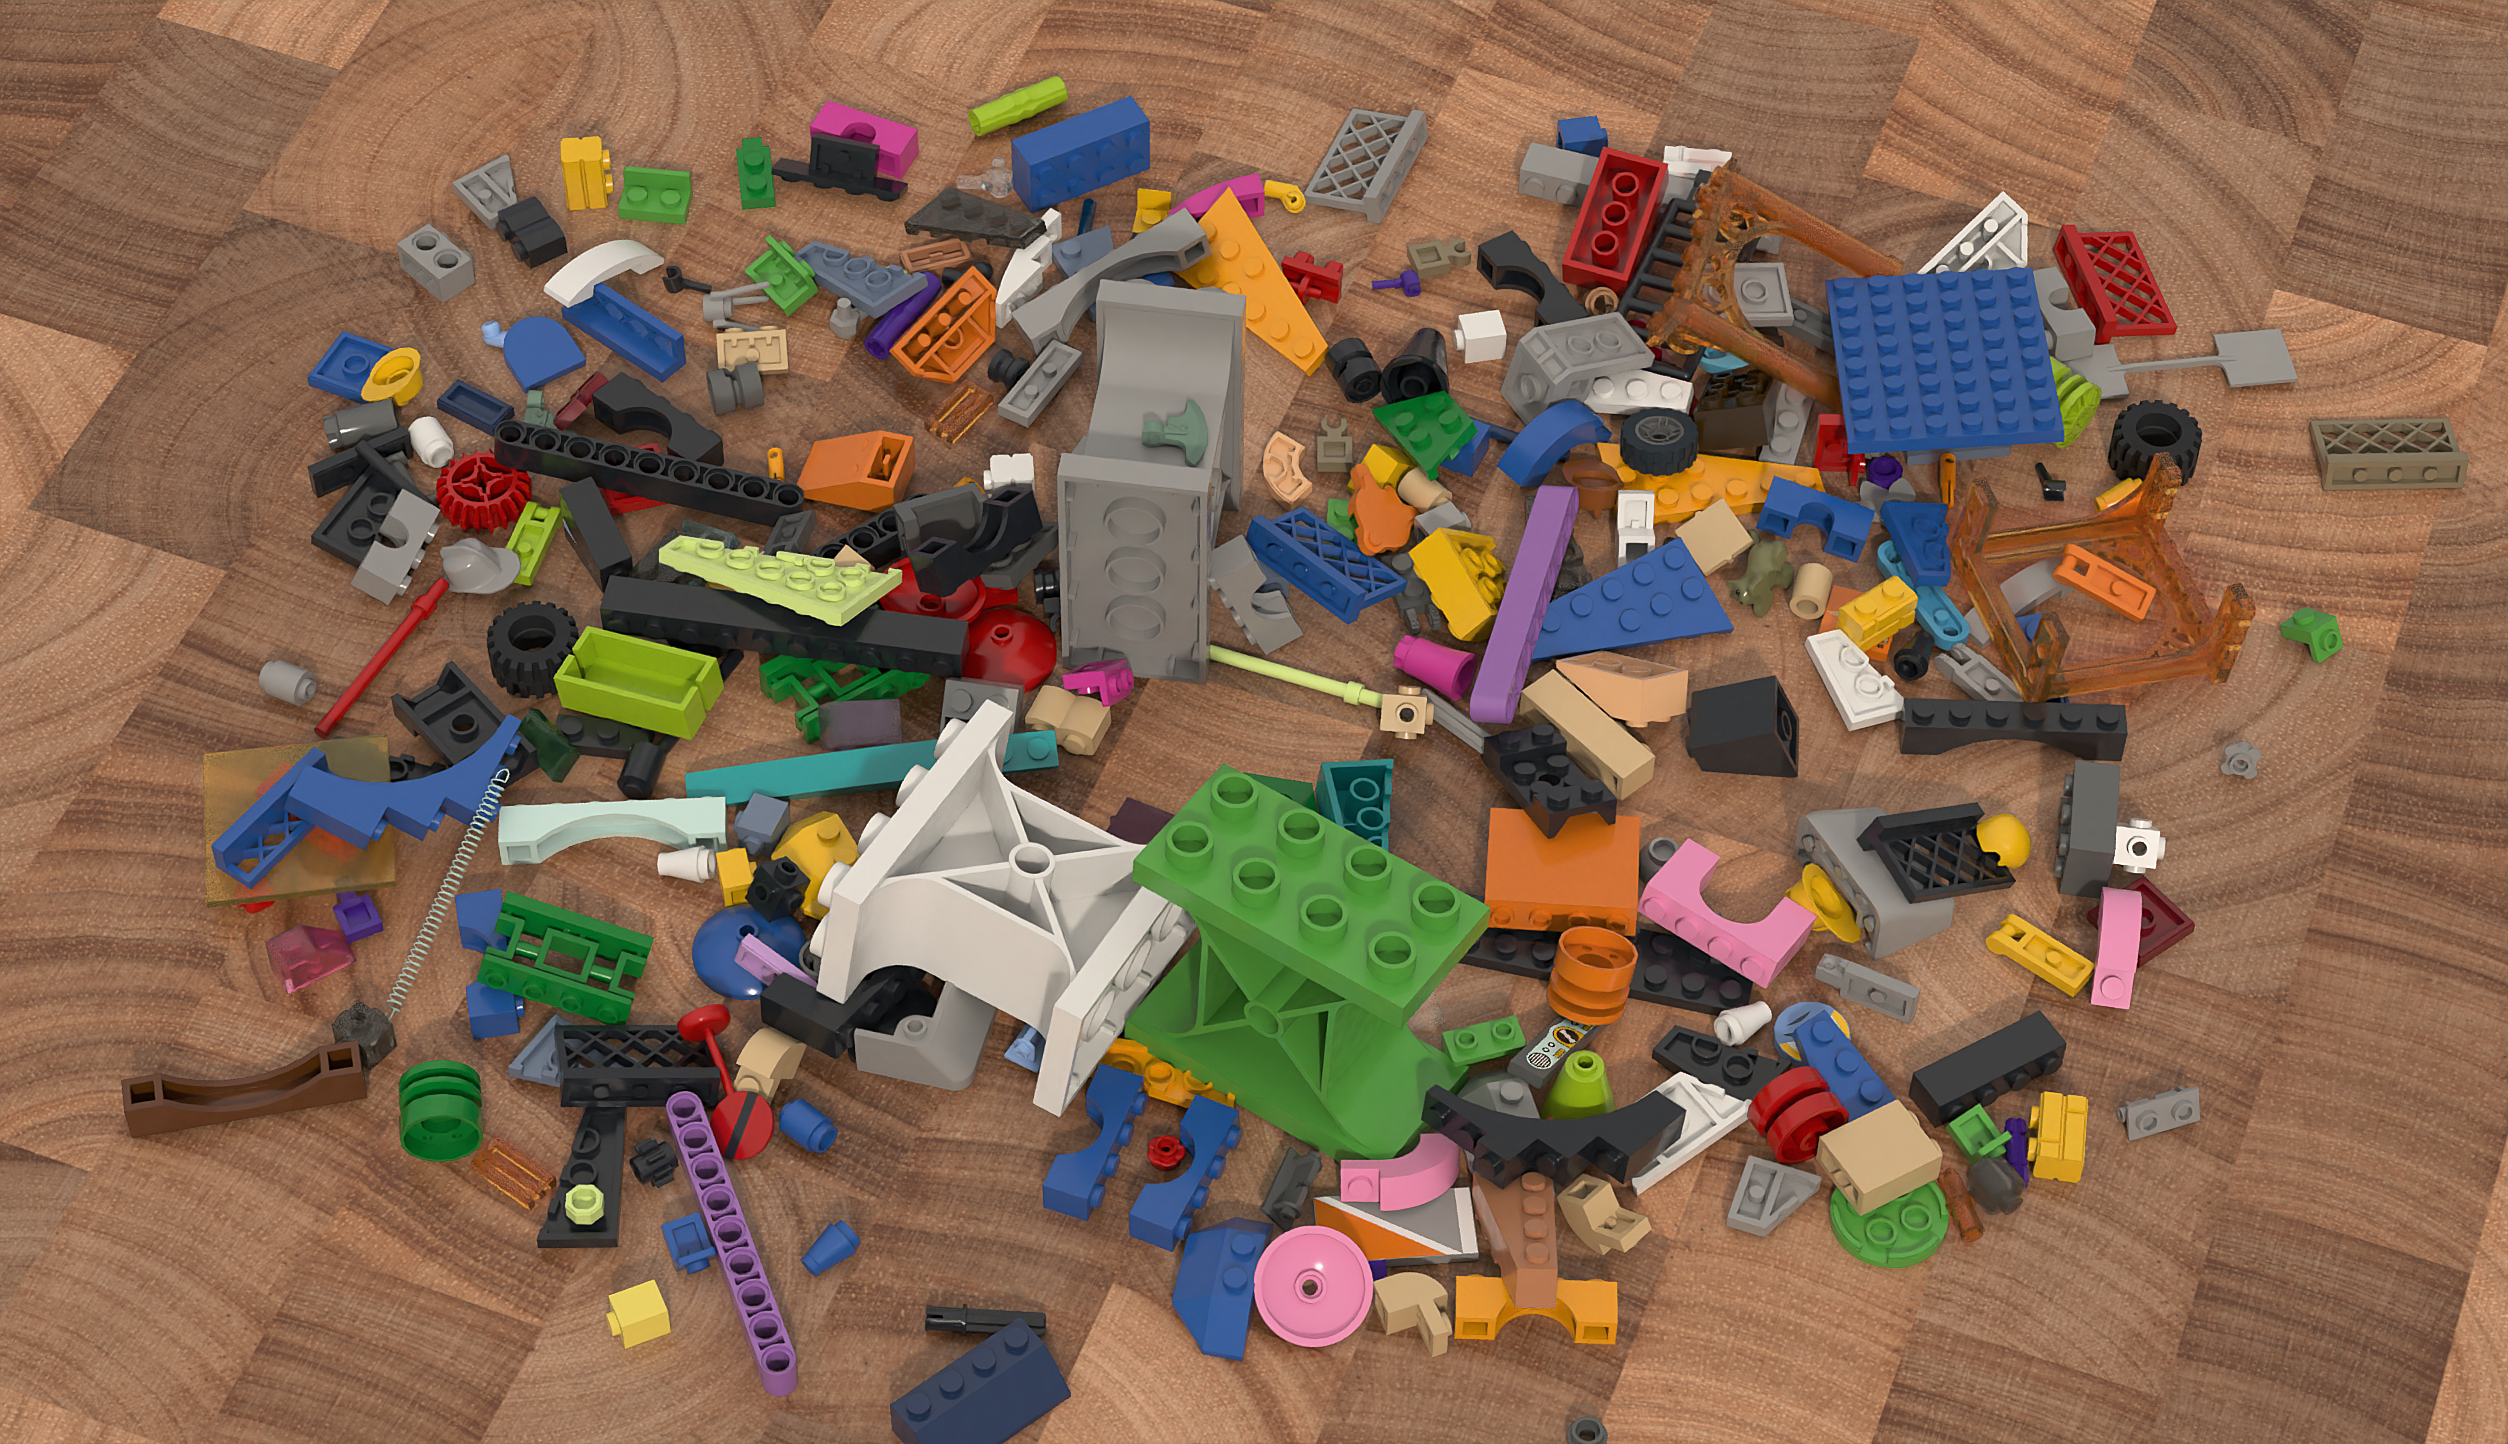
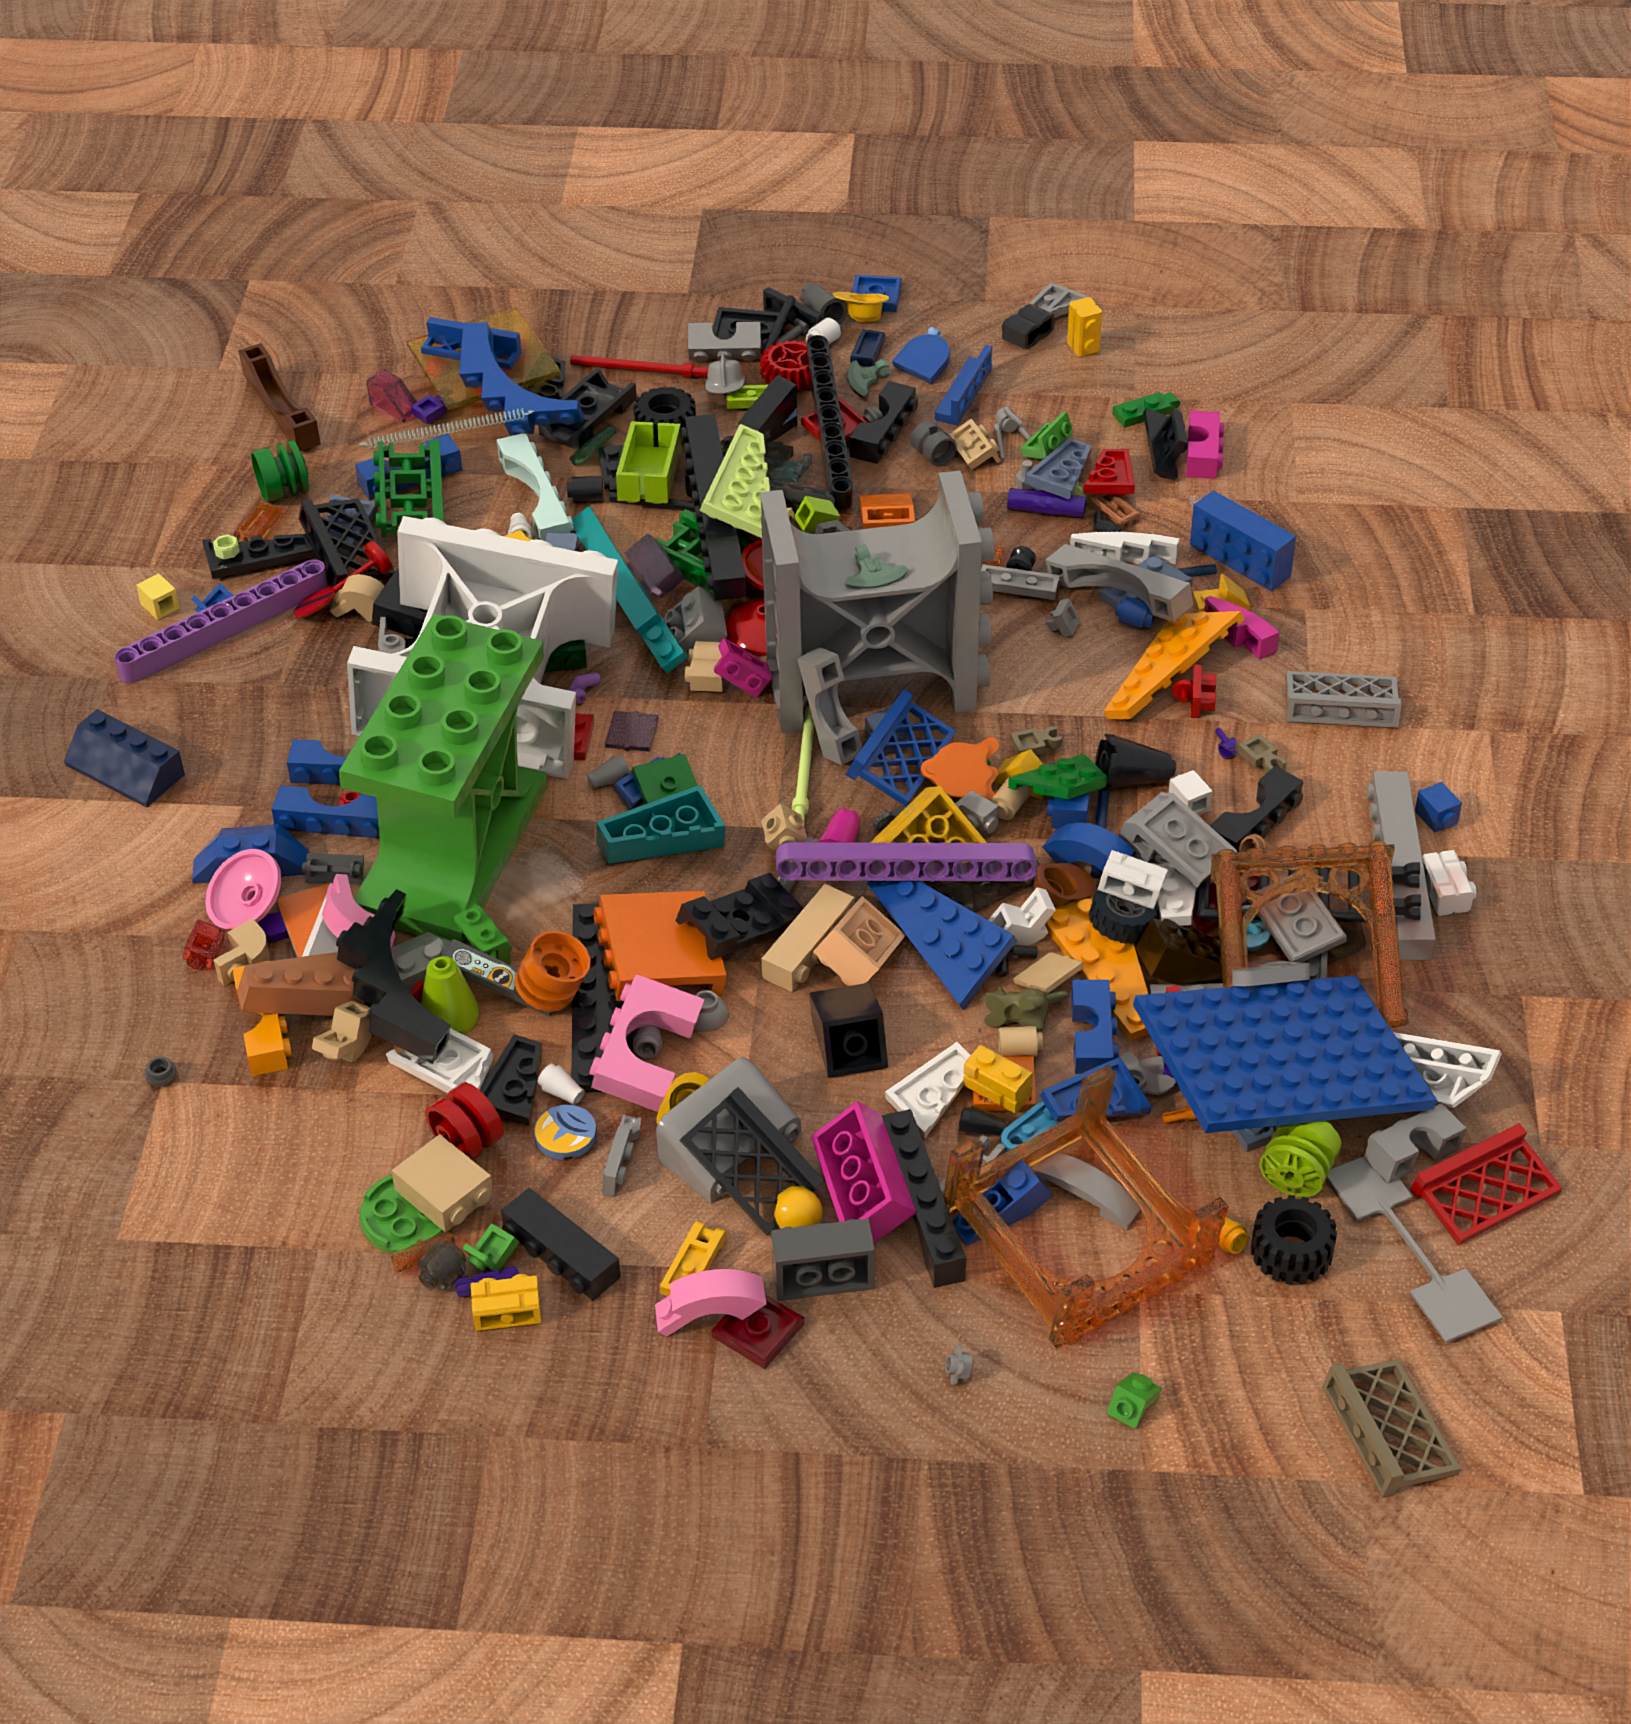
camera: 75 degrees right, 5 degrees down
(287, 682) = (600, 333): light grey brick -> none
(371, 1030) = (334, 431): clear smoke brick -> none
(436, 263) = (978, 296): light grey brick -> none
(577, 279) = (1007, 354): white slope -> none
(579, 401) = (879, 380): dark red tile -> none
(645, 433) = (872, 414): none -> dark grey plate
(654, 1163) = (271, 567): black gear -> none
(655, 195) = (1095, 370): bright green bracket -> none
(675, 282) = (1025, 402): black hand -> none
(776, 464) = (875, 486): light orange piece -> none
(807, 1126) = (322, 630): blue brick -> none
(830, 1248) = (230, 665): blue cone -> none
(869, 525) = (815, 511): none -> lime brick
(883, 236) = (1112, 474): none -> red wing
(950, 331) = (1032, 521): orange wedge -> none
(975, 219) = (1152, 510): clear smoke wing -> none
(979, 1320) = (189, 740): black axle -> none
(1017, 106) = (1283, 507): lime axle -> none
(1283, 473) = (1002, 723): light nougat tile -> none
(1288, 194) = (1282, 663): yellow arm -> none
(1354, 370) = (1118, 722): black wheel -> none
(1387, 1352) = (203, 945): none -> clear red brick
(1615, 221) = (1340, 821): red brick -> none
(1637, 408) = (1132, 879): none -> white brick
(1769, 1195) = (397, 1129): light grey wing -> none
(1822, 328) = (1270, 972): none -> light grey beam
(1841, 1065) = (526, 1151): blue wing -> none
(1982, 764) = (863, 1170): none -> dark pink brick
(2053, 489) = (1217, 1183): black hand -> none
(2104, 583) = (1109, 1228): orange plate -> none
(2144, 857) = (825, 1298): white brick -> none
(2161, 1113) = (548, 1361): light grey hinge -> none

